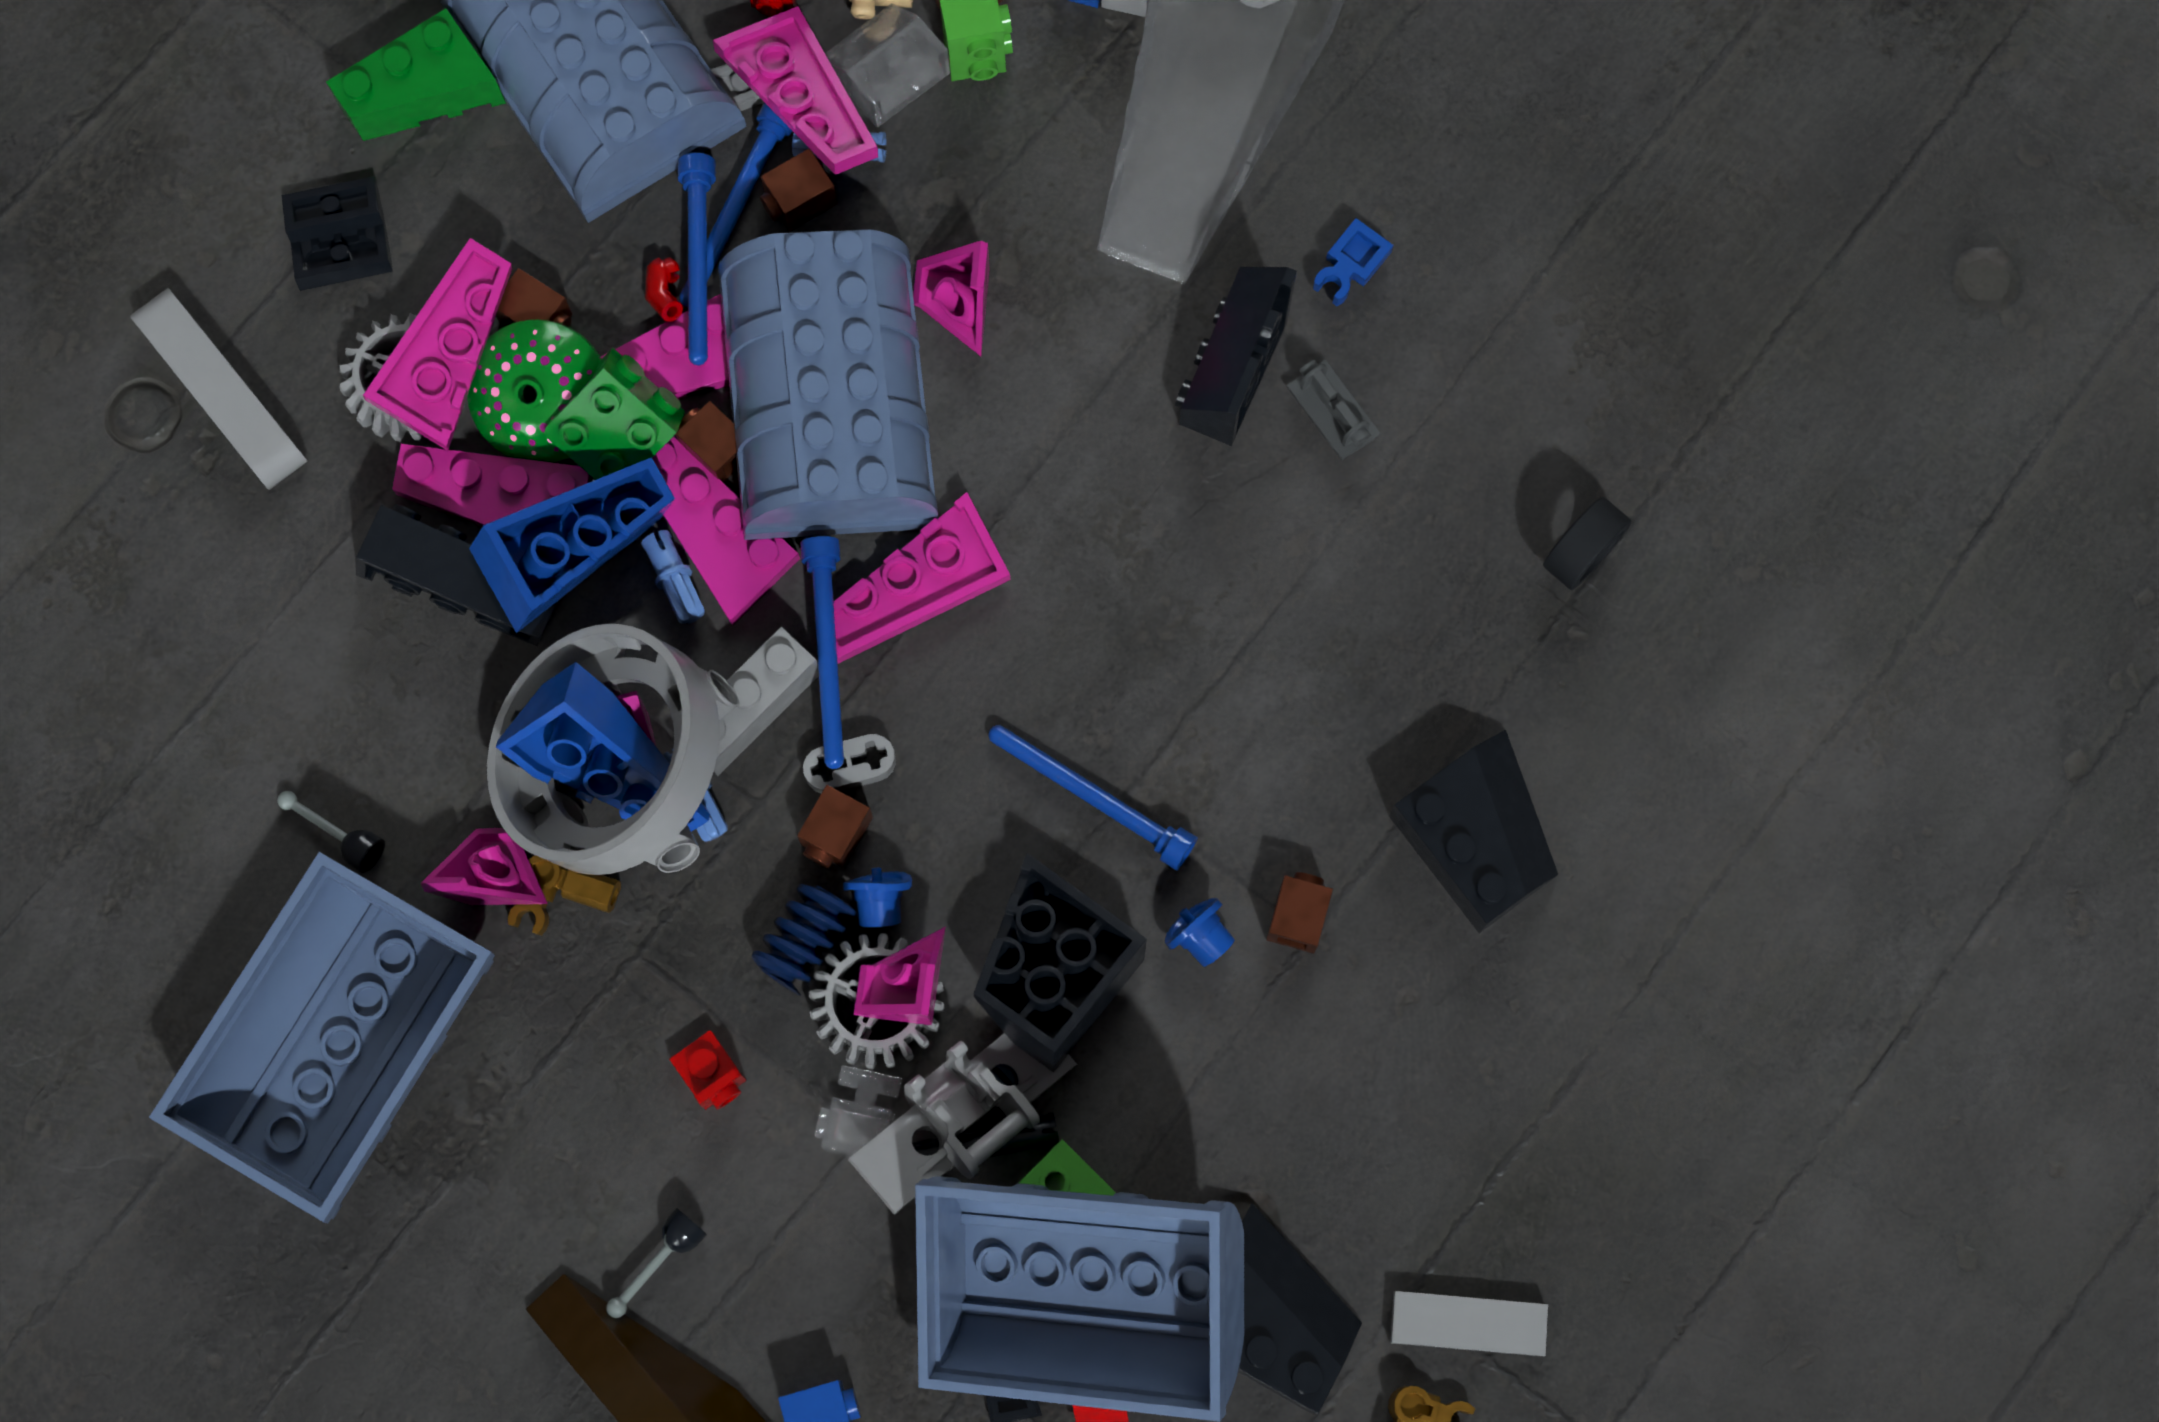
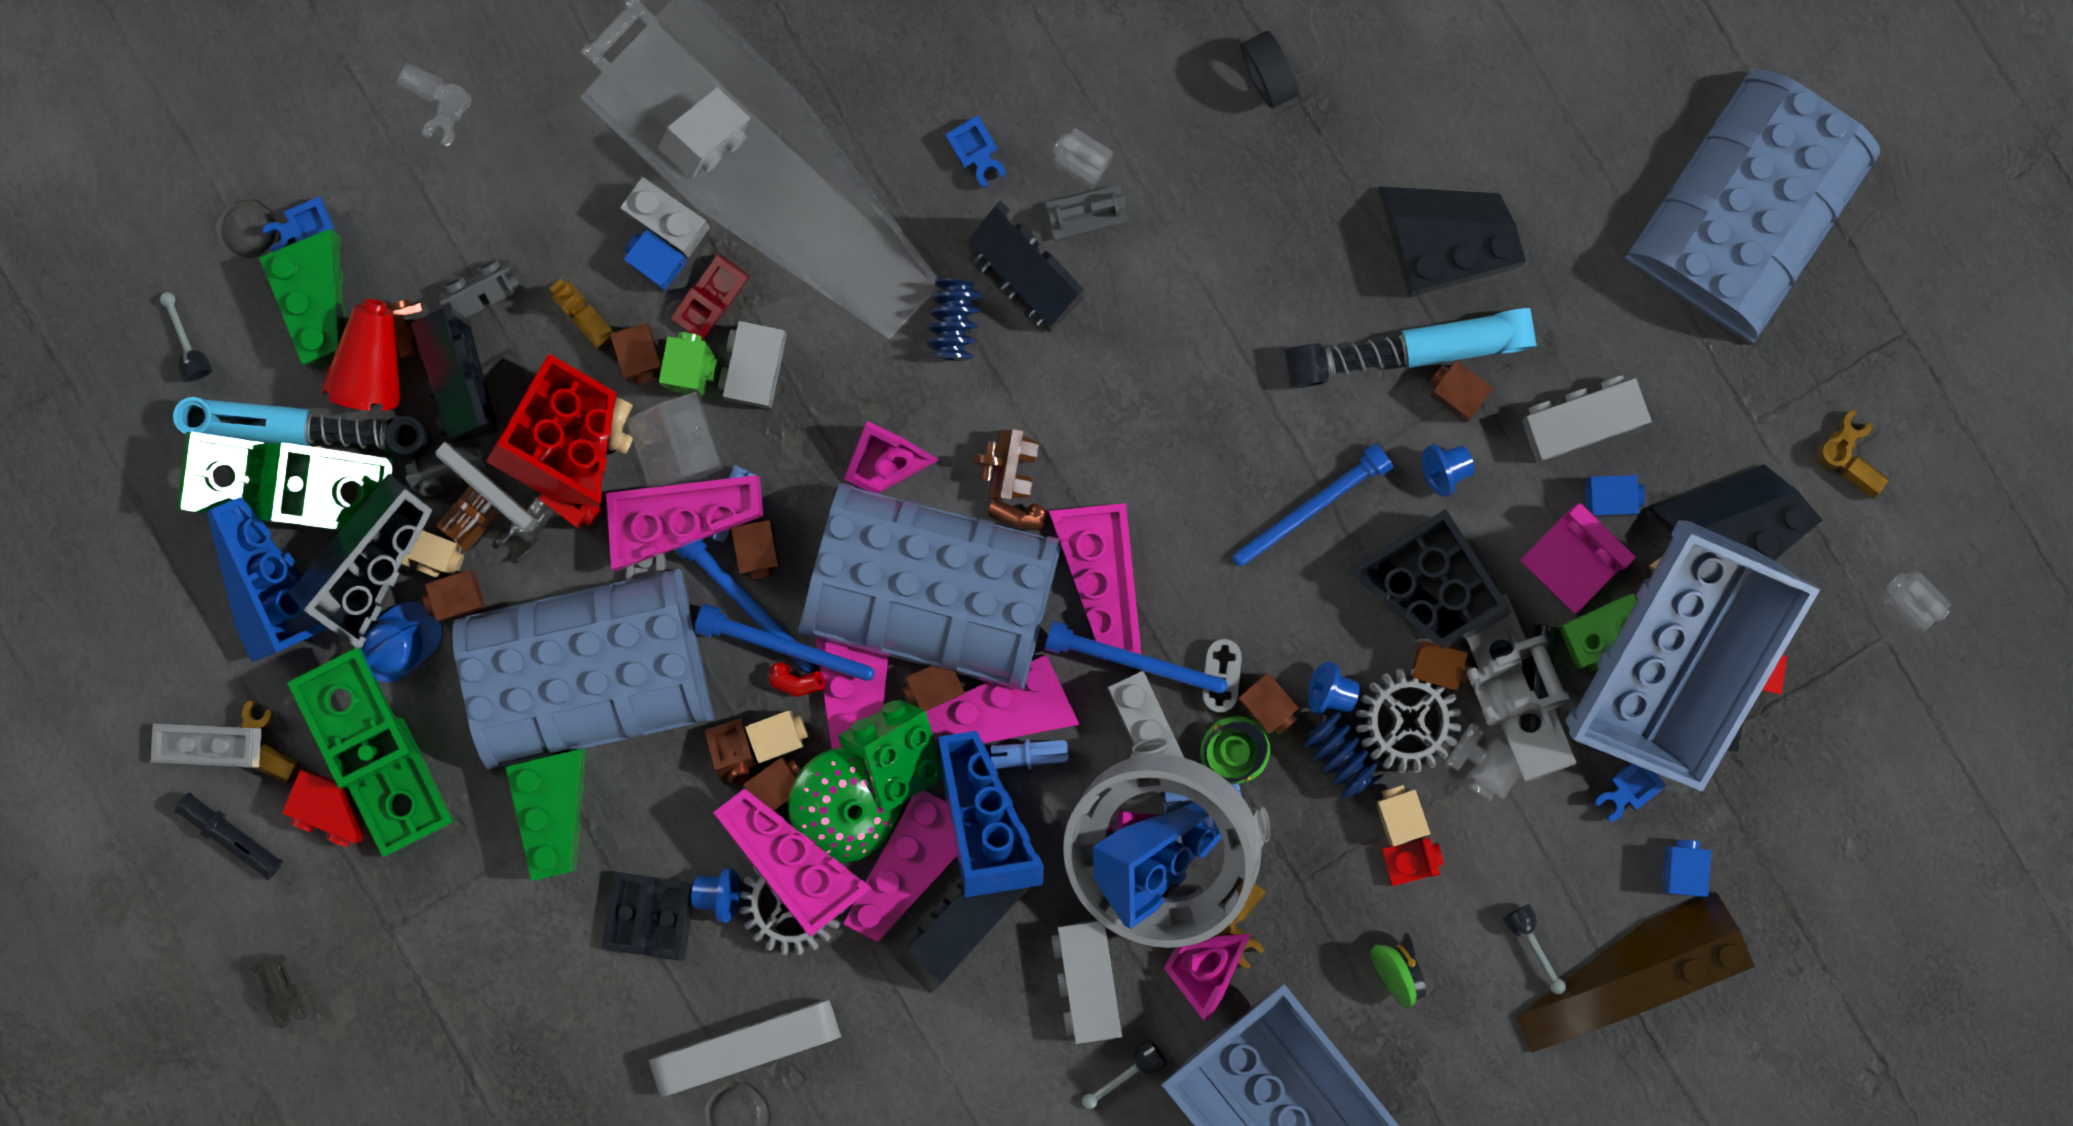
camera: 70 degrees left, 10 degrees up
(385, 294) = (718, 894): none -> blue piece
(424, 742) = (1087, 981): none -> light grey brick
(555, 249) = (731, 752): none -> copper bracket
(566, 1101) = (1400, 971): none -> bright green piece
(590, 290) = (776, 736): none -> tan brick
(758, 1036) = (1401, 815): none -> tan brick
(765, 813) = (1235, 749): none -> bright green piece
(895, 1306) = (1634, 786): none -> blue plate
(903, 983) = (1410, 695): dark pink slope -> none
(944, 463) = (1016, 518): none -> copper arm
(957, 1014) = (1440, 666): none -> reddish brown brick
(1007, 112) = (753, 364): none -> light grey brick
(1025, 427) = (1001, 464): none -> reddish brown hips
(1067, 45) = (710, 297): none -> dark red slope
(1145, 305) = (954, 319): none -> dark blue piece
(1150, 1130) = (1576, 557): none -> dark pink bracket
(1246, 1147) = (1614, 496): none -> blue brick
(1327, 1076) = (1585, 418): none -> light grey brick
(1389, 936) = (1417, 347): none -> piece
(1393, 377) = (1081, 157): none -> clear brick
(1469, 1323) = (1793, 389): light grey tile -> none
(1678, 1187) = (1754, 202): none -> sand blue container

